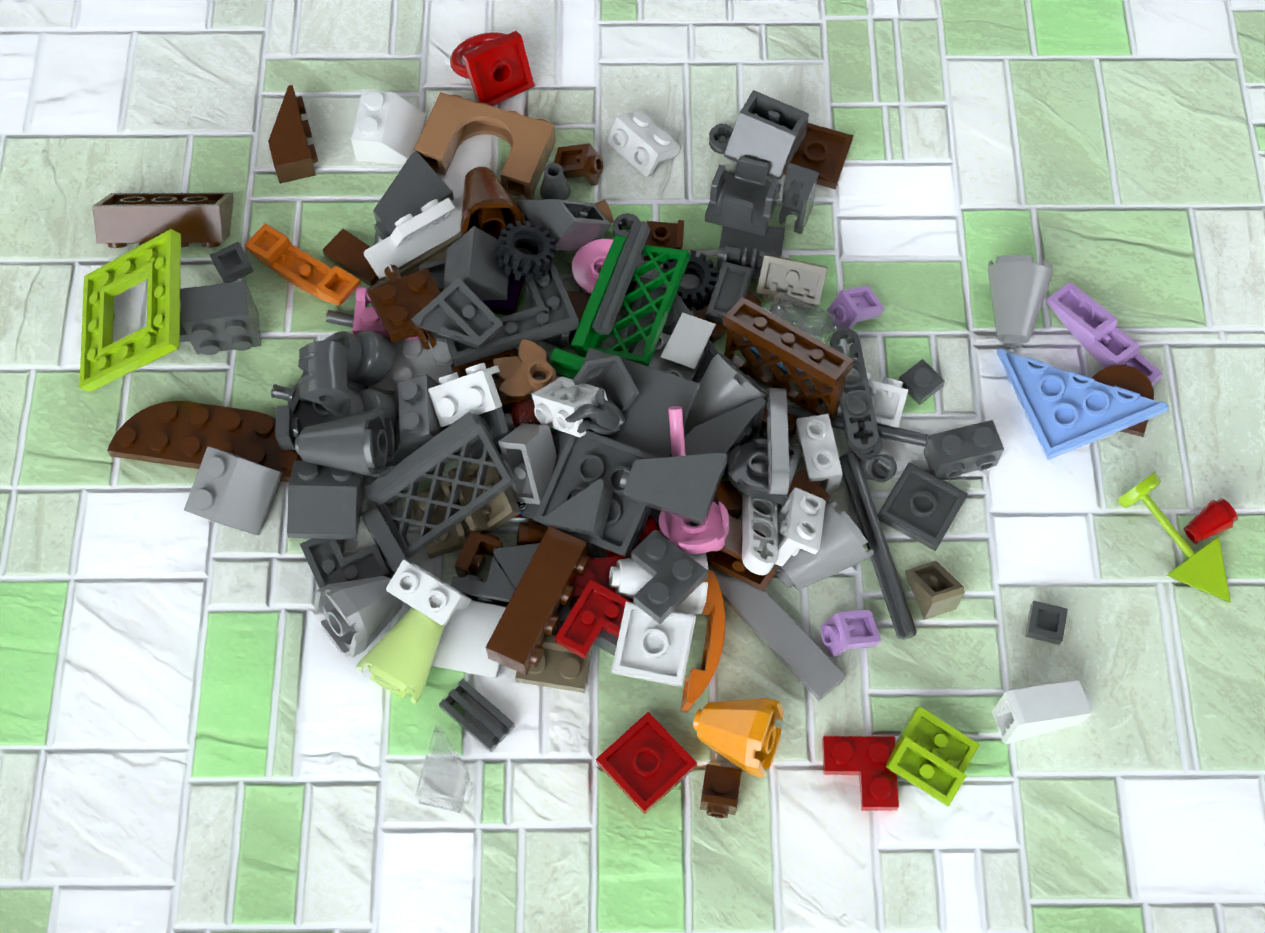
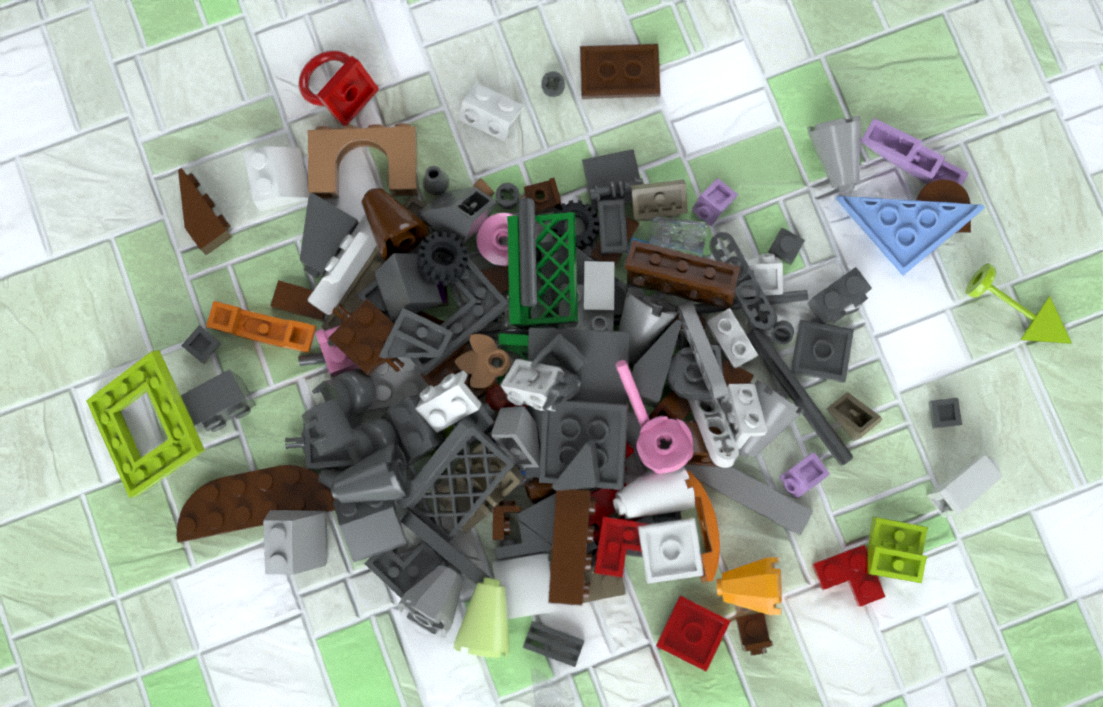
camera: 20 degrees left, 15 degrees up
(143, 216) = (127, 325): slope -> none
(286, 428) = (315, 476): dark grey plate -> none
(426, 592) = (484, 573): white bracket -> none
(579, 162) = (445, 151): reddish brown bracket -> none
(673, 576) = (668, 496): dark grey plate -> none
(676, 484) = (645, 426): dark grey slope -> none
(743, 198) = (592, 136): dark grey panel -> none
(767, 133) = (592, 75): slope -> none
(798, 195) = (637, 118): dark grey hinge -> none
(1211, 520) = (1040, 285): red cone -> none

